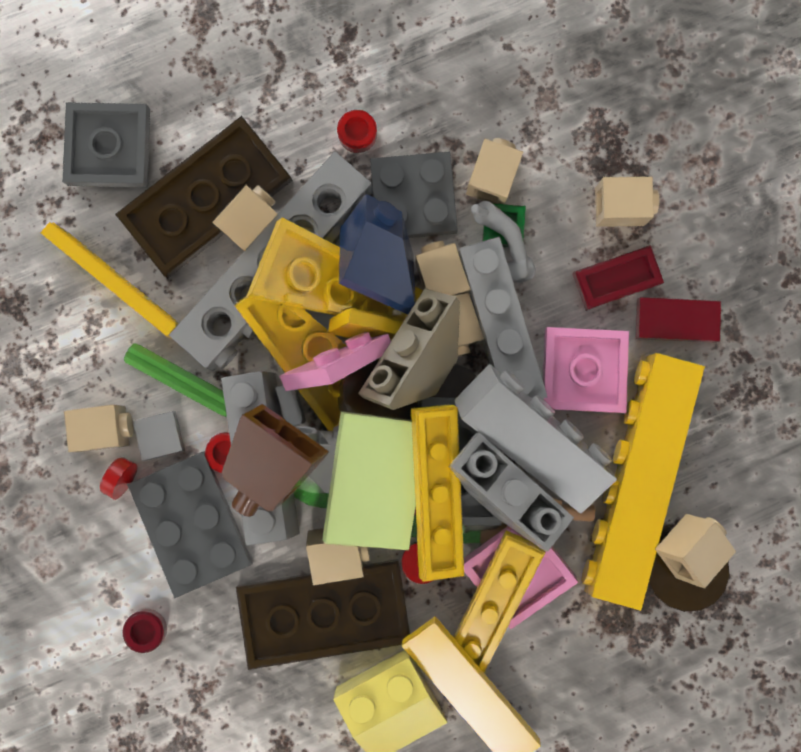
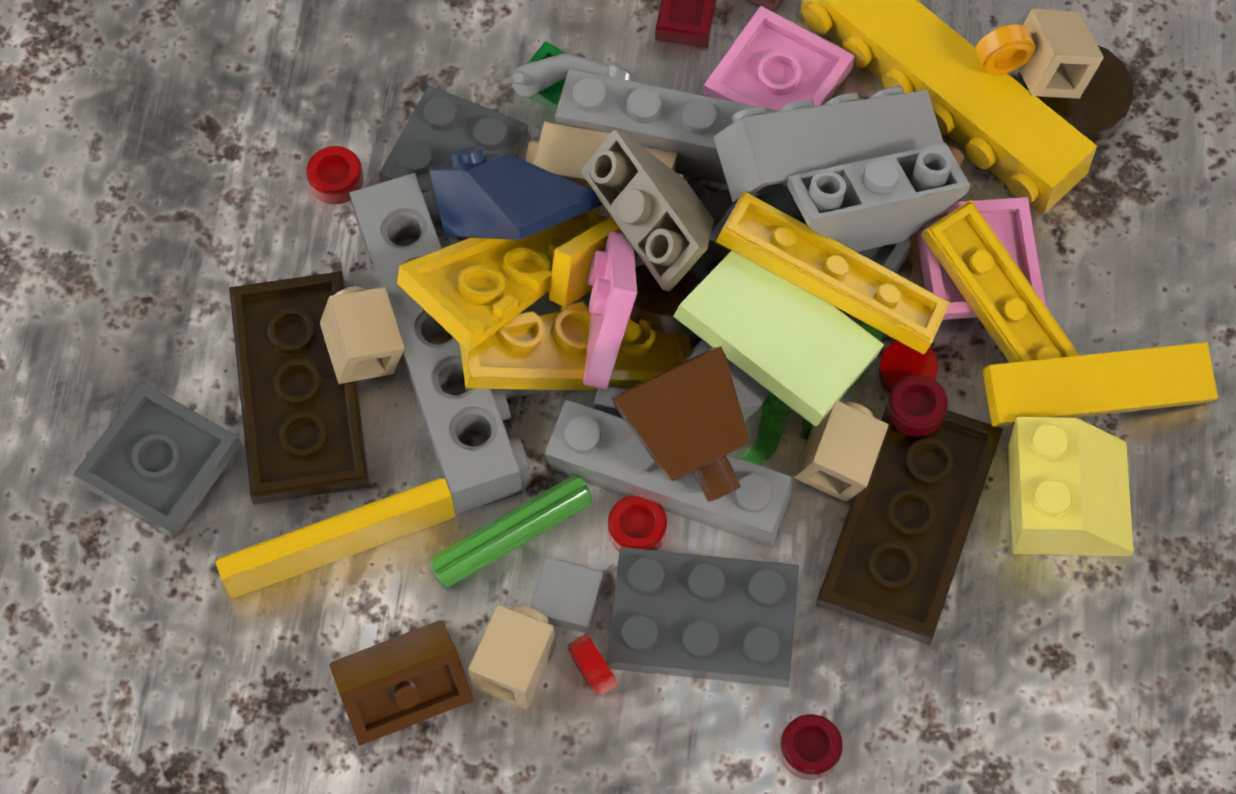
camera: 60 degrees left, 20 degrees down
(51, 368) = (401, 682): none -> reddish brown panel
(393, 584) = (917, 405): none -> dark red tile
(494, 171) = (484, 49): tan brick -> none
(674, 518) = (1005, 49): none -> light orange tile

